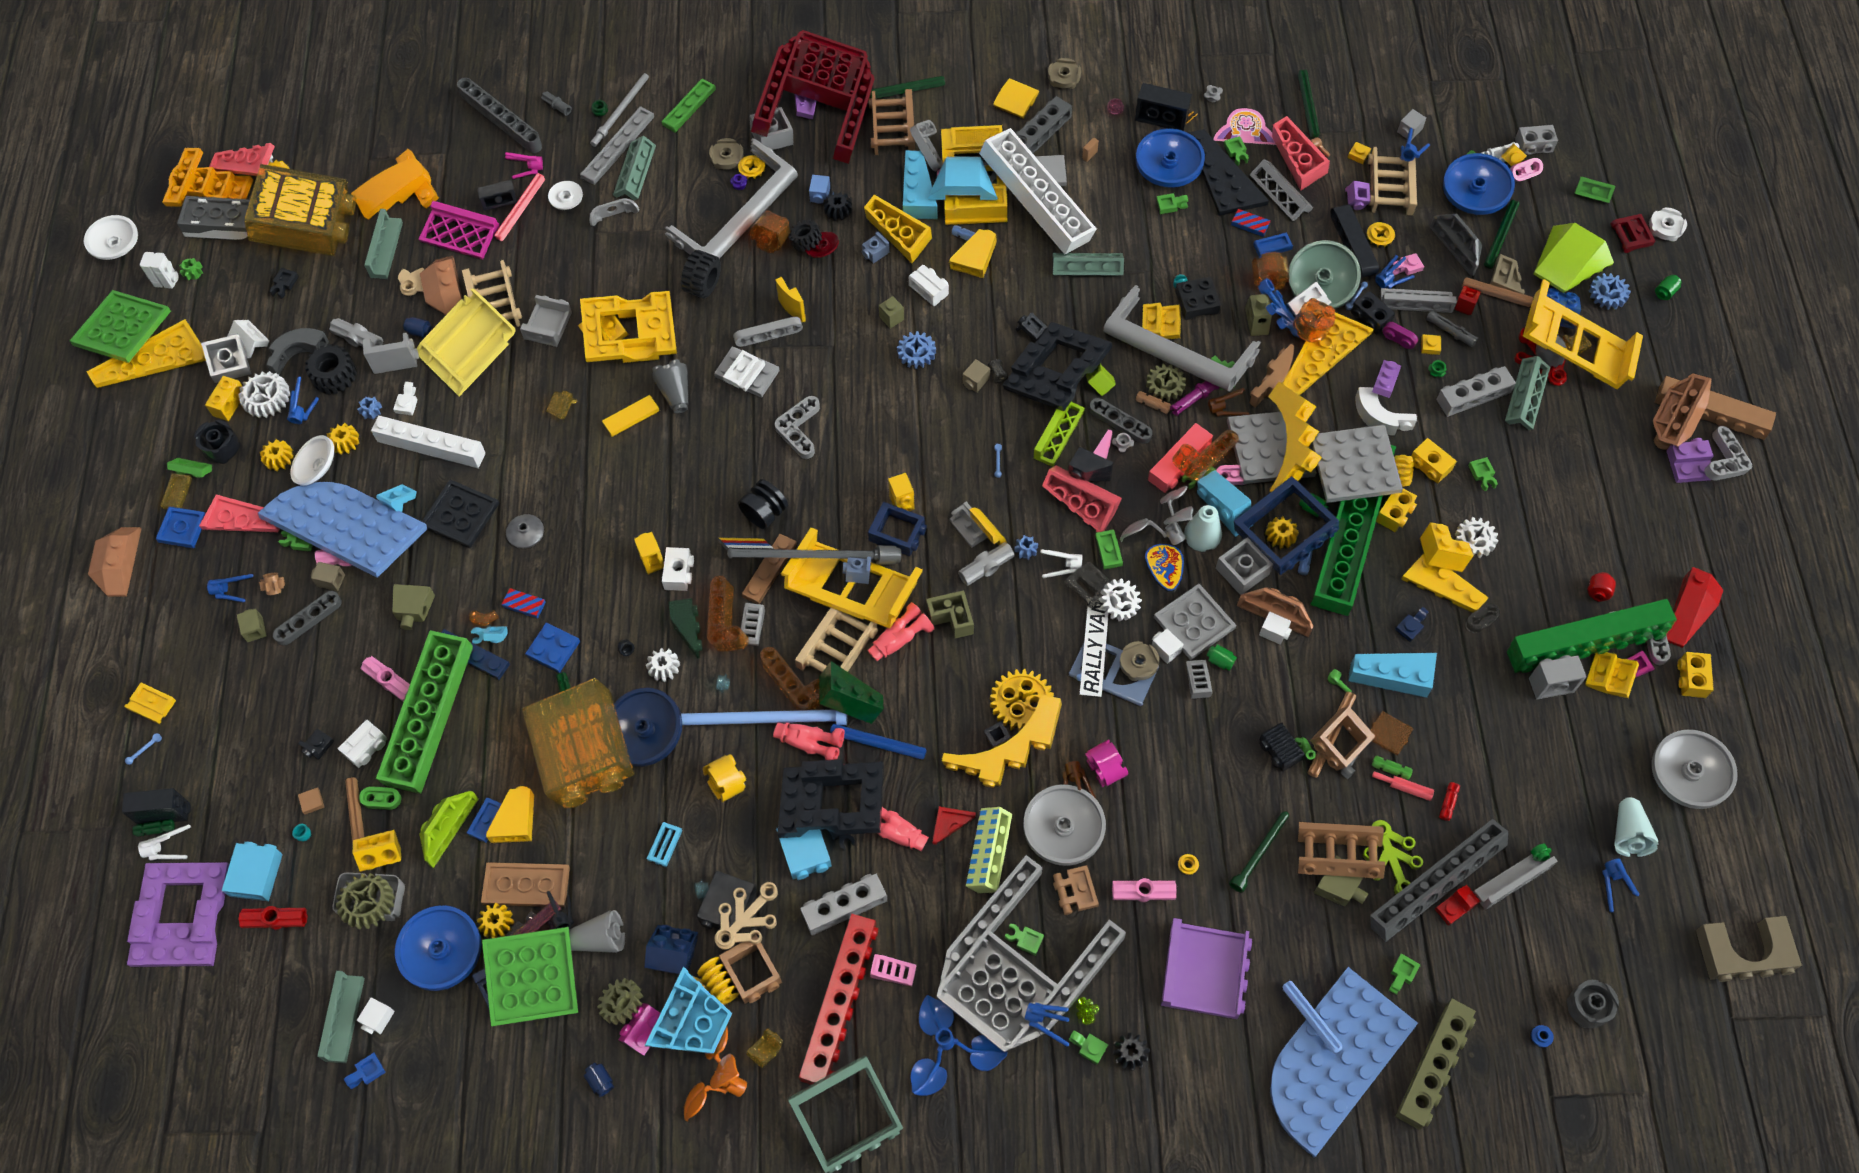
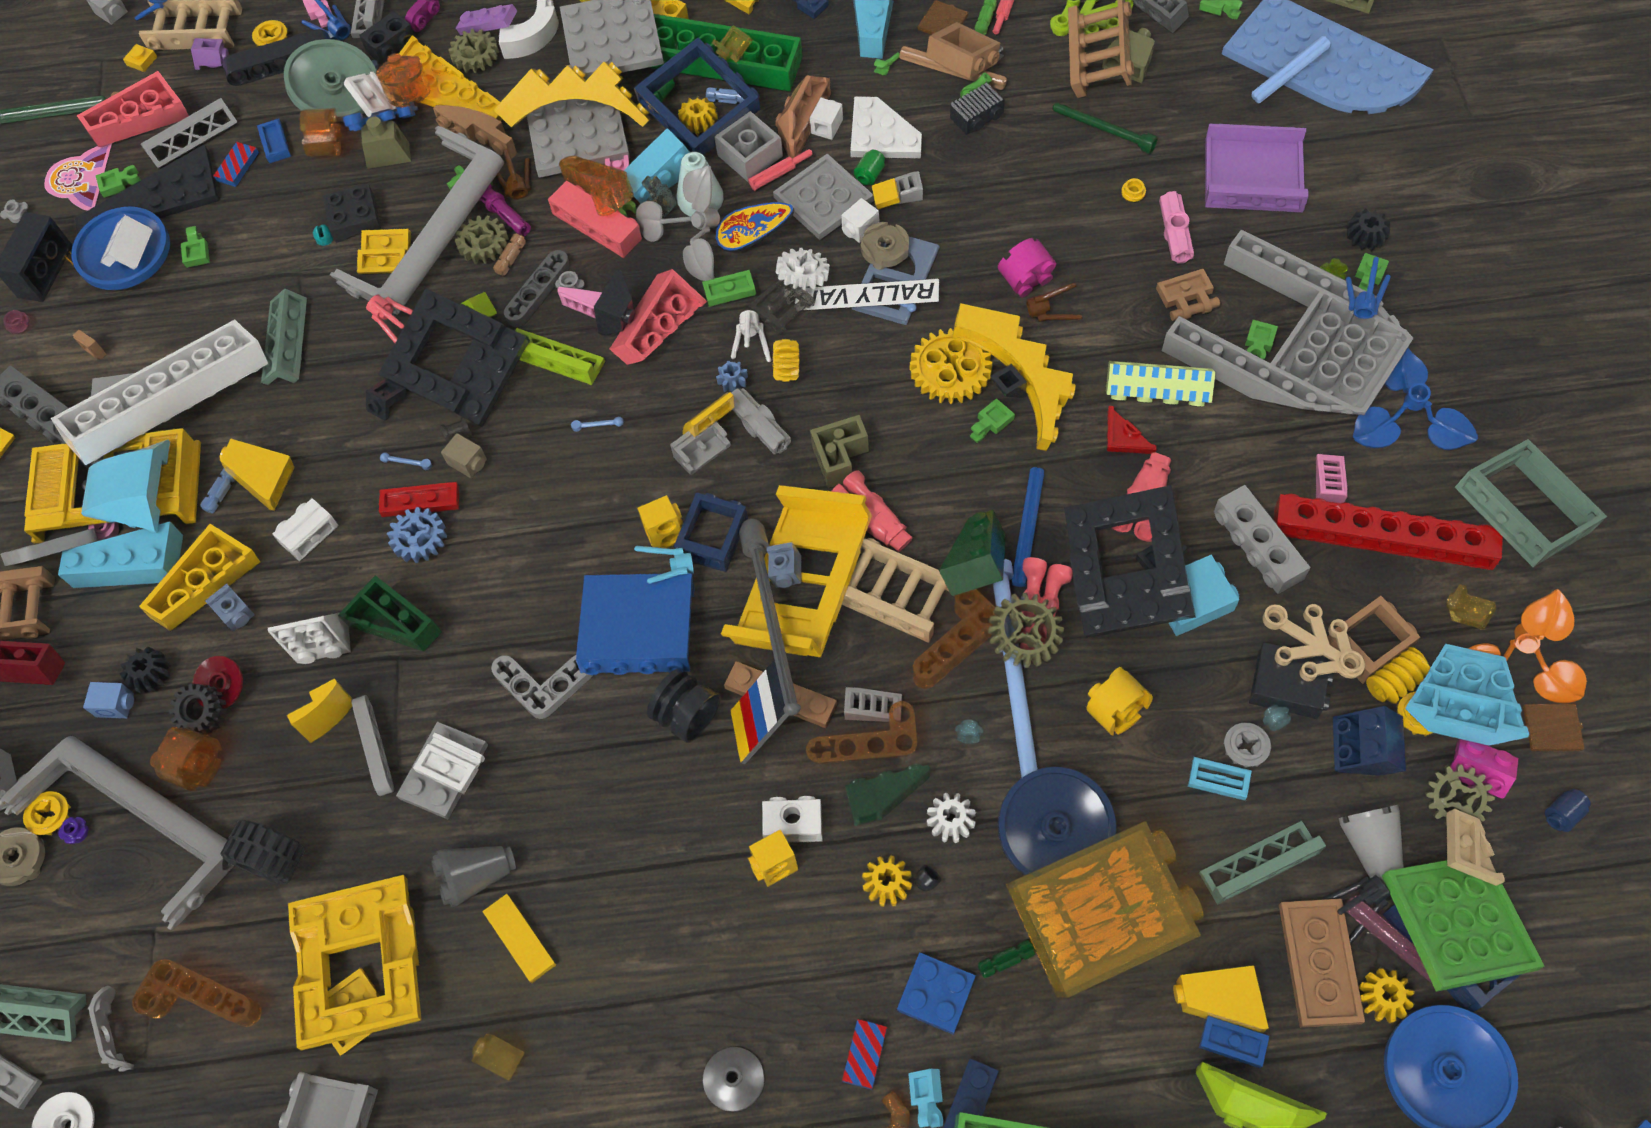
camera: 90 degrees left, 0 degrees up
(578, 994) = (1469, 848): none -> tan wing
(591, 858) = (1268, 868): none -> sand green fence
(622, 617) = (878, 875): none -> yellow gear
(634, 242) = (203, 995): none -> clear orange beam
(665, 1091) = (1553, 727): none -> clear orange piece
(676, 862) = (1249, 733): none -> light grey gear
(768, 729) = (1043, 615): none -> olive gear
(829, 477) = (634, 624): none -> blue panel
(843, 291) = (313, 638): none -> white slope
(855, 336) = (389, 616): none -> dark green wedge
(869, 505) = (679, 565): none -> medium azure plant
(891, 312) = (350, 572): olive brick -> none
(945, 350) = (433, 496): none -> red plate
(971, 726) = (993, 418): none -> bright green plate
(976, 355) = (426, 463): none -> medium blue hinge
(1033, 582) = (785, 360): none -> yellow gear
(1064, 825) = (1113, 306): light grey dish -> none
(1099, 316) = (382, 309): none -> coral plant
(1166, 159) = (127, 243): none -> white panel
(1191, 666) = (886, 193): none -> yellow tile
(1196, 499) = (660, 194): none -> clear smoke plate
(1224, 590) = (777, 170): none -> coral axle
(1263, 671) = (883, 130): none -> white plate
(1338, 550) = (733, 44): none -> clear yellow bracket
(1357, 372) = (473, 50): none -> olive gear

